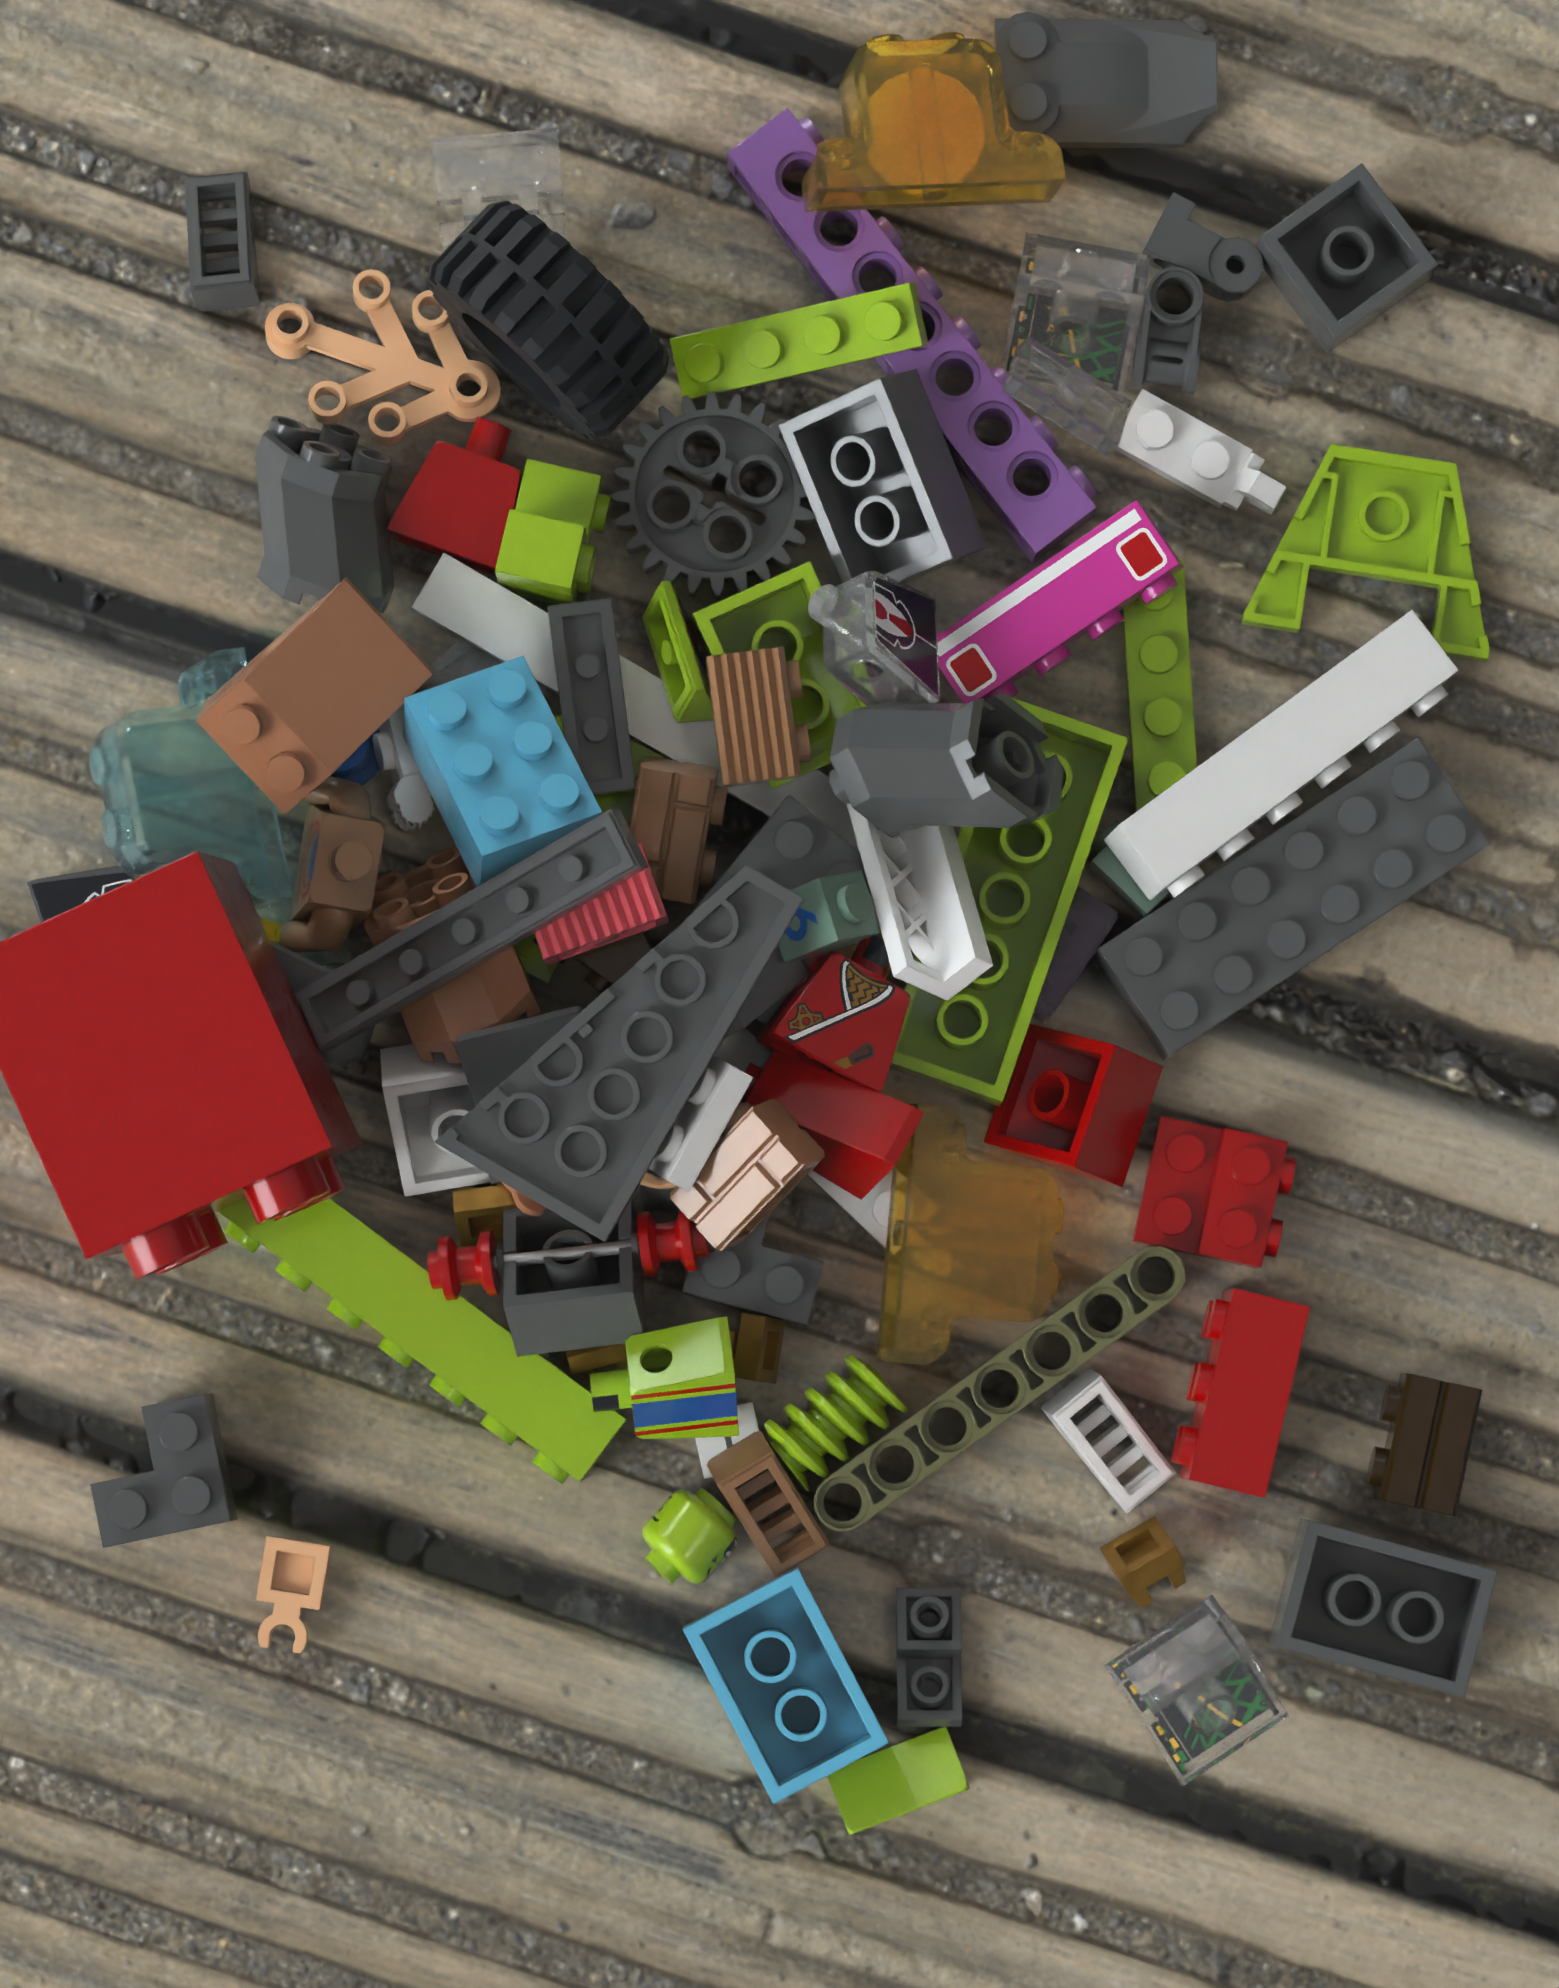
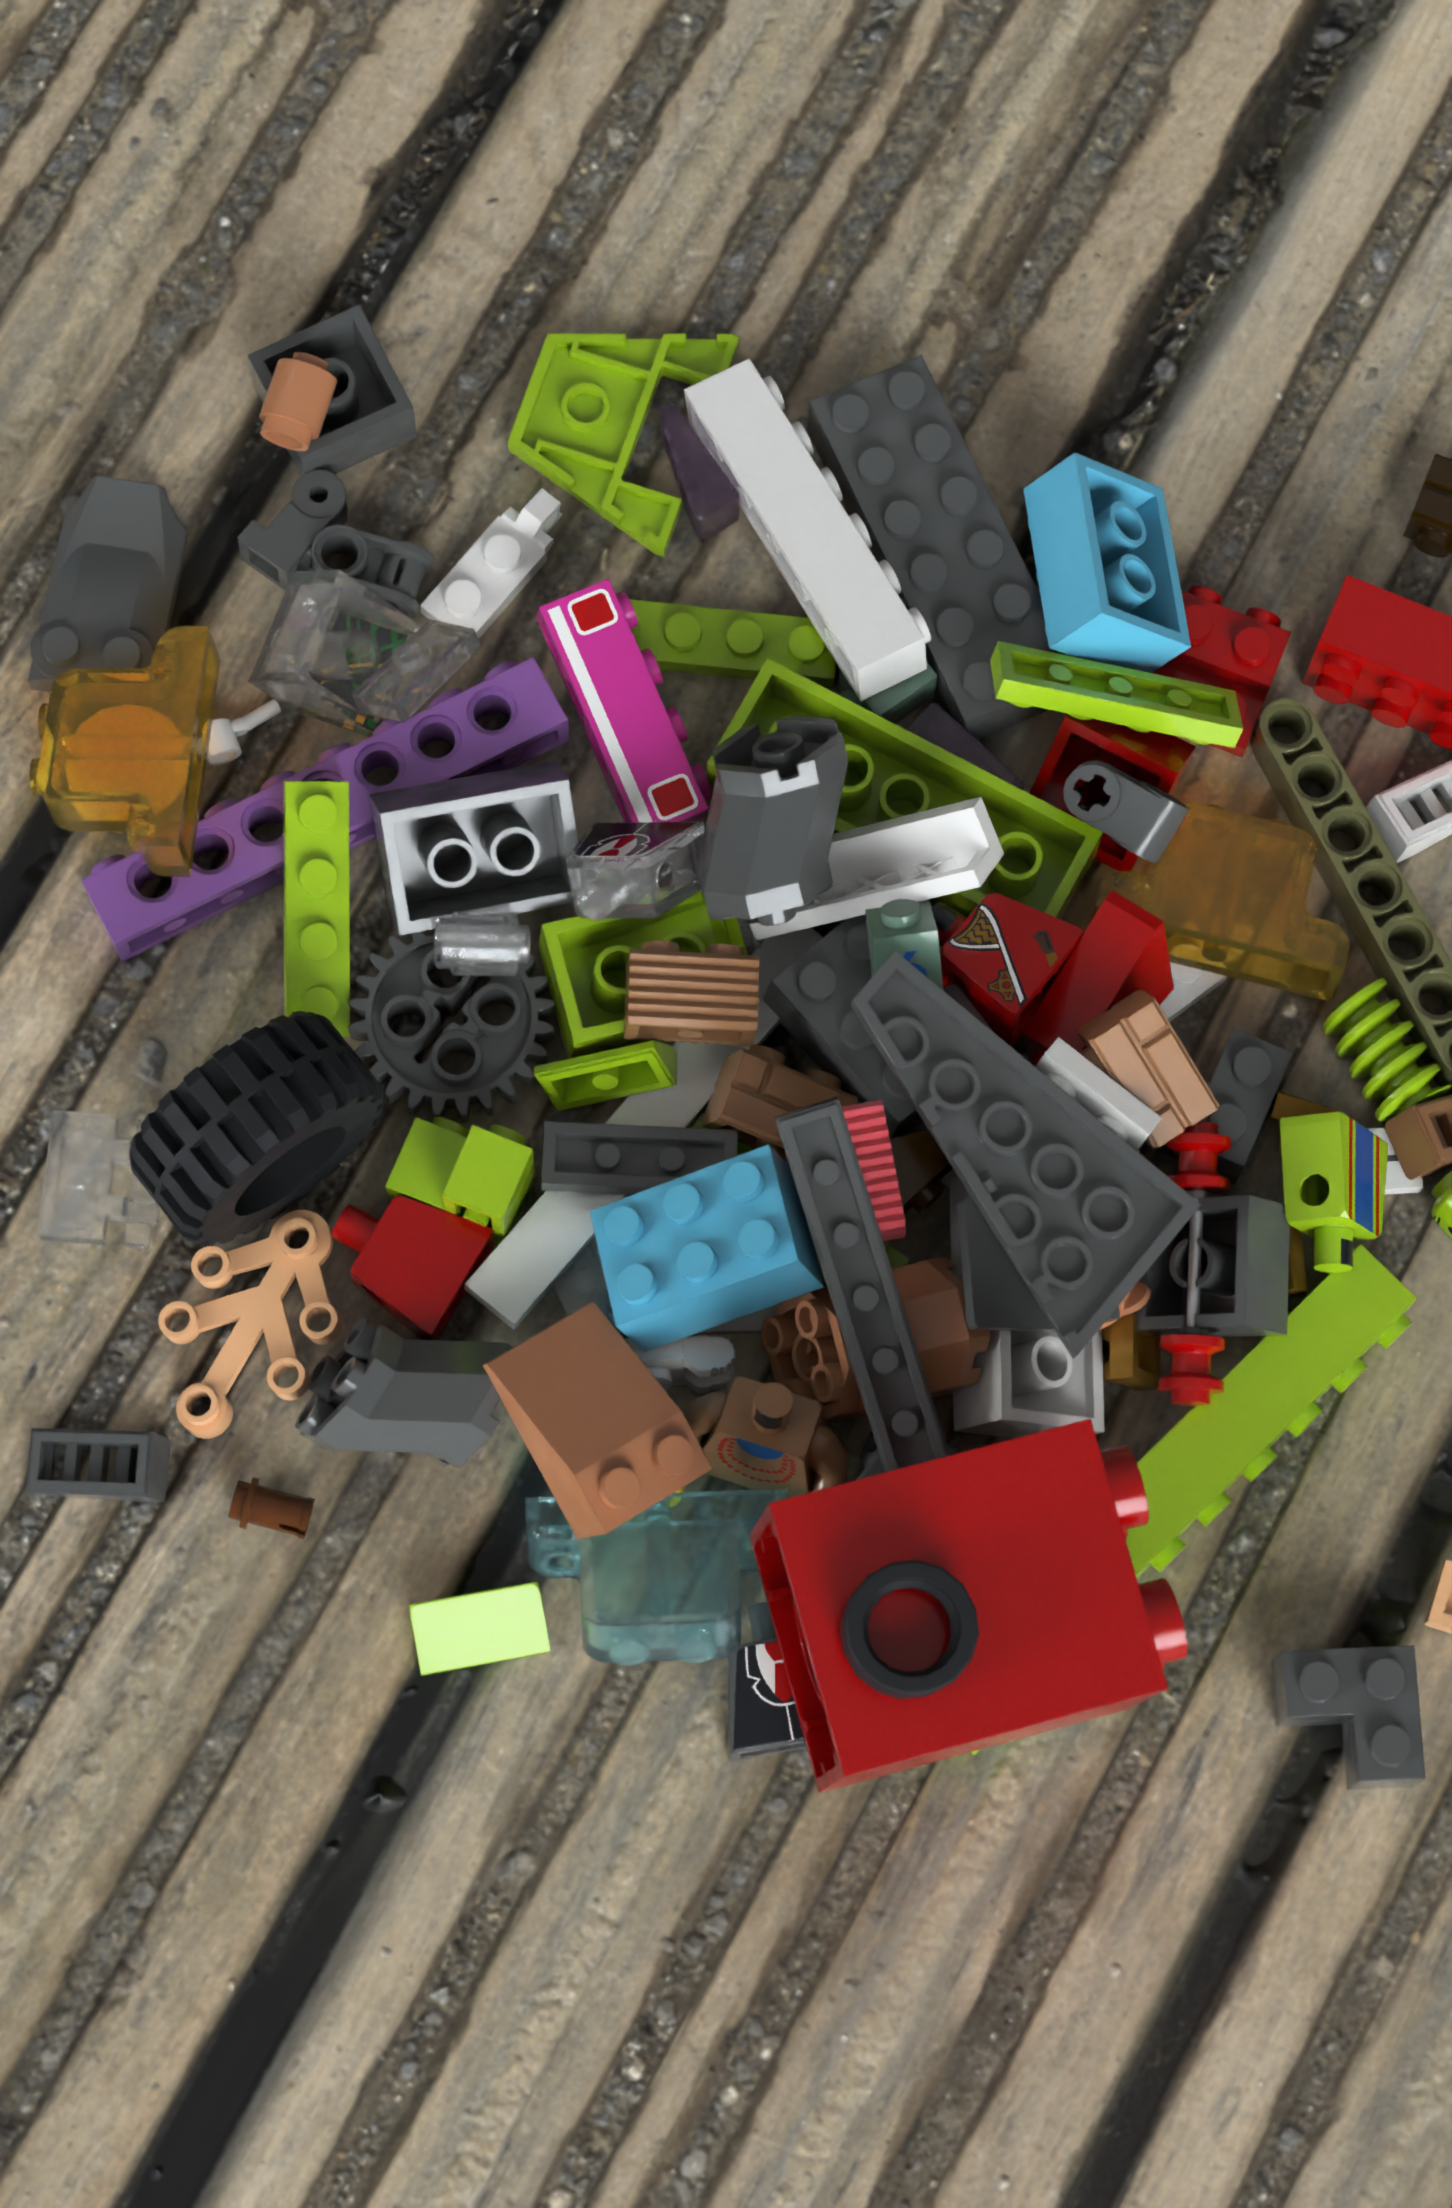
camera: 80 degrees left, 10 degrees down
(41, 990) = (942, 1587): none -> black tyre
(120, 629) = (479, 1628): none -> slope
(203, 411) = (270, 1508): none -> reddish brown pin
(782, 506) = (481, 943): none -> clear brick
(968, 220) = (224, 732): none -> white hand
(1025, 1123) = (1136, 814): none -> dark grey piece
(1148, 1093) = (1115, 695): none -> lime plate
(1287, 1065) = (1106, 566): none -> medium azure brick
(1312, 219) = (297, 401): none -> nougat brick
(1314, 650) = (704, 487): none -> clear purple slope

